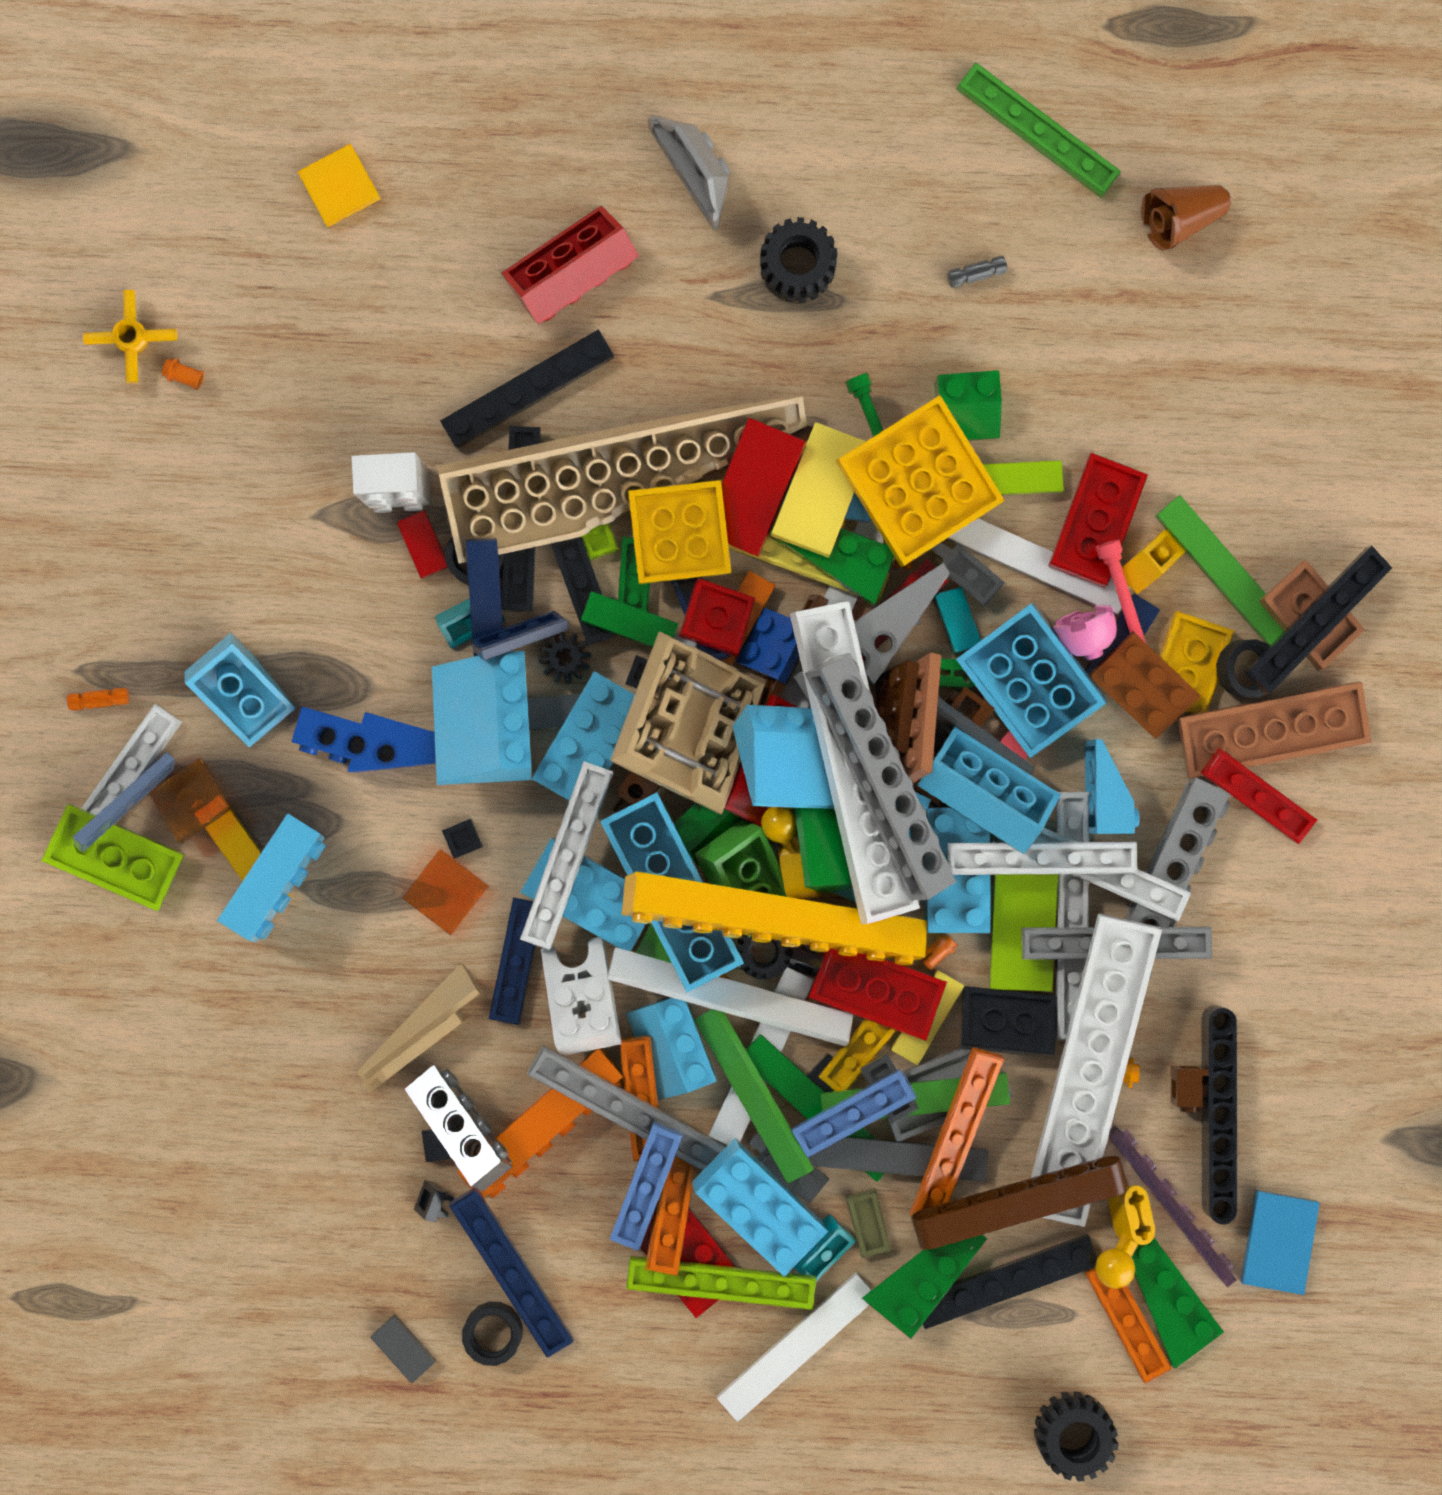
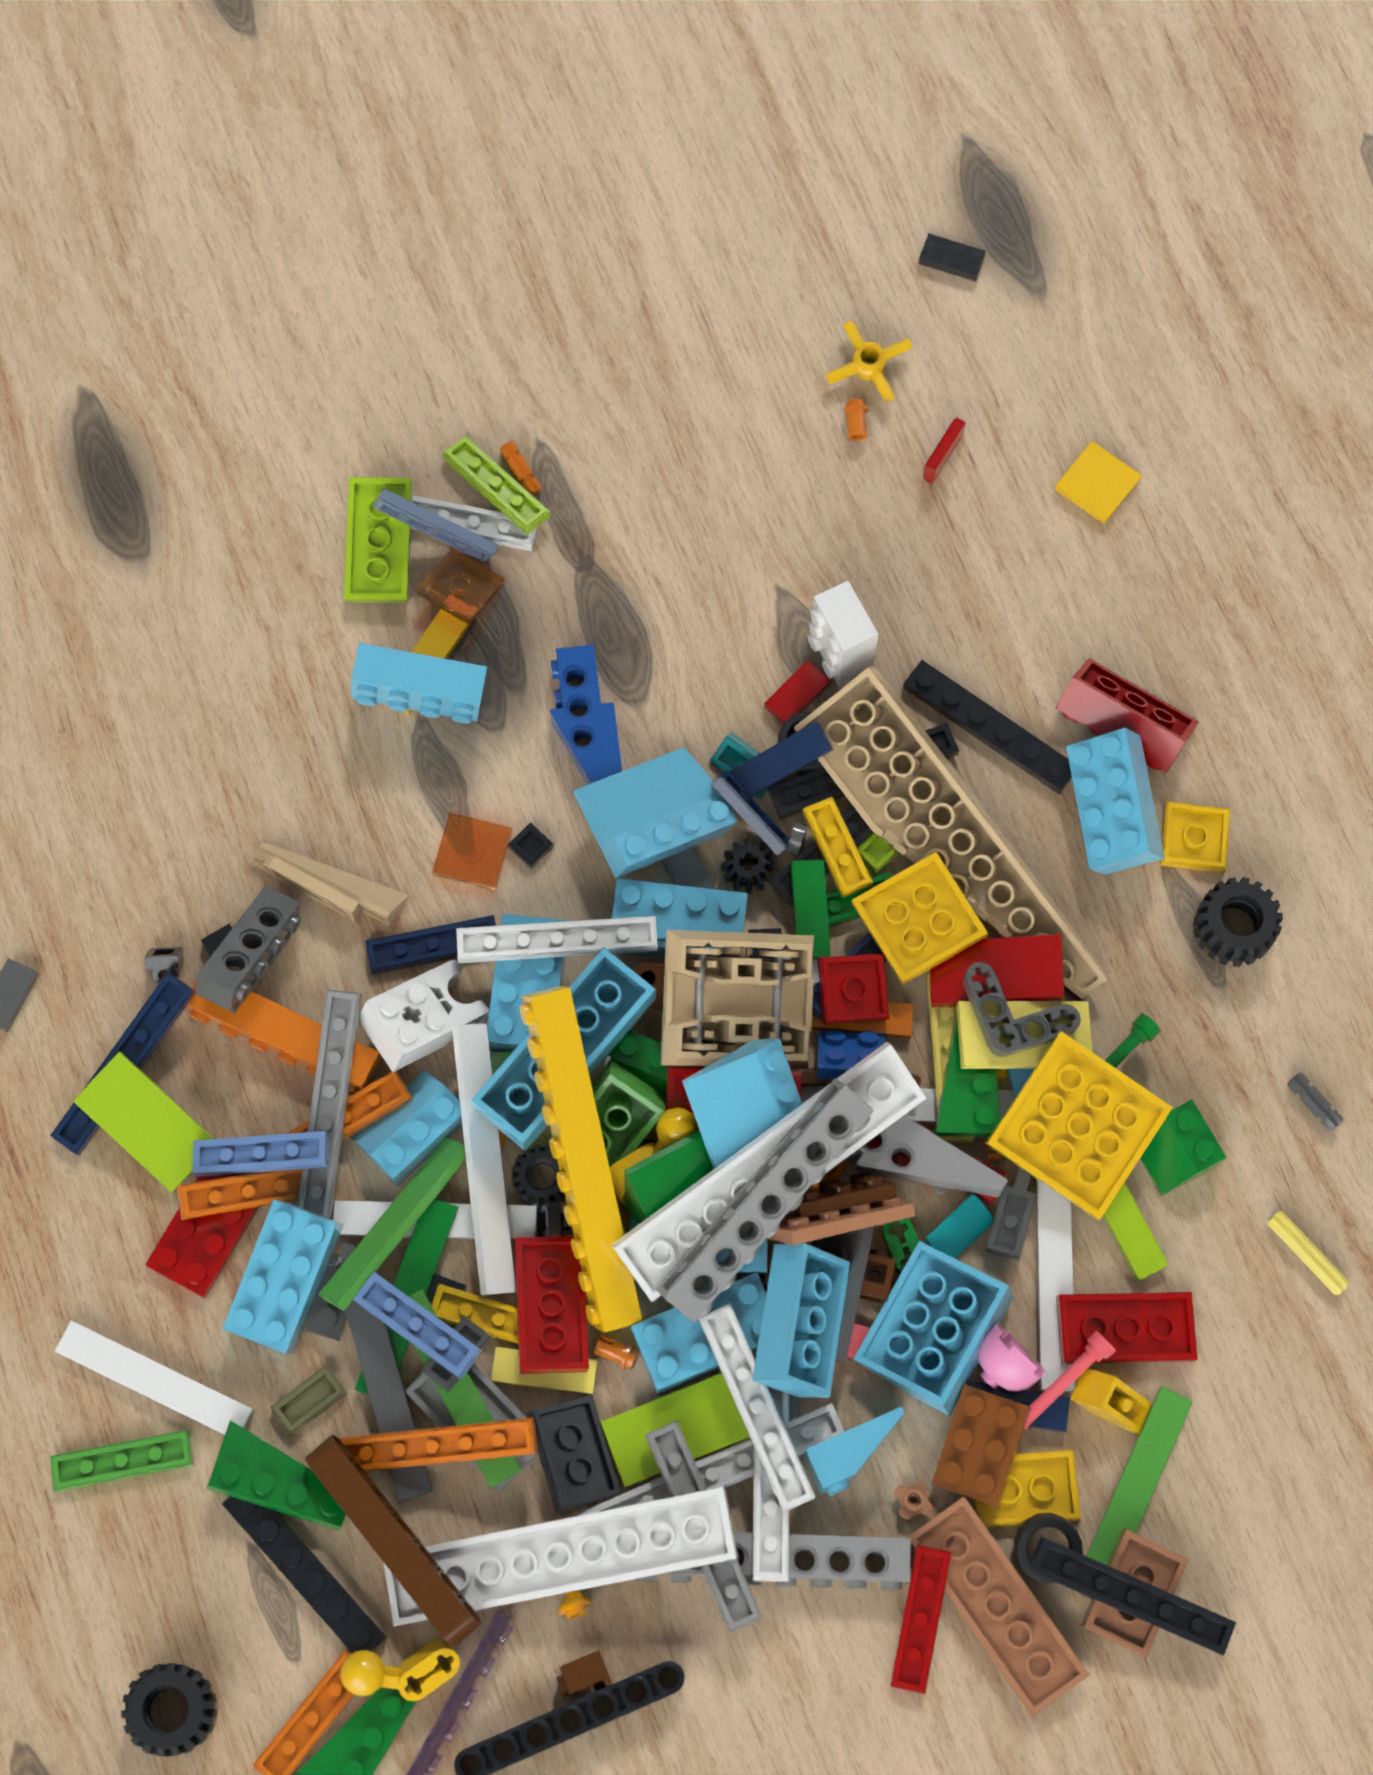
camera: 65 degrees right, 15 degrees down
(57, 212) = (952, 257): none -> black tile
(104, 728) = (496, 485): none -> lime tile
(238, 690) = (583, 586): medium azure slope -> none
(248, 308) = (944, 450): none -> red tile
(475, 1351) = (47, 1048): black tyre -> none
(558, 604) = (797, 838): none -> dark grey tile
(569, 1274) = (143, 1120): none -> lime tile
(583, 573) = (837, 847): none -> yellow tile
(648, 314) = (1115, 802): none -> medium azure brick
(694, 163) = (1280, 790): light grey wedge -> none
(704, 259) = (1195, 837): none -> yellow tile
(725, 1284) = (192, 1277): lime tile -> none
(816, 496) = (1012, 1028): none -> dark grey beam
(827, 1250) = (262, 1365): teal slope -> none
(852, 1398) = (121, 1460): none -> bright green tile
(1099, 340) = (1308, 1253): none -> light yellow axle
(1169, 754) = (922, 1505): none -> nougat plate

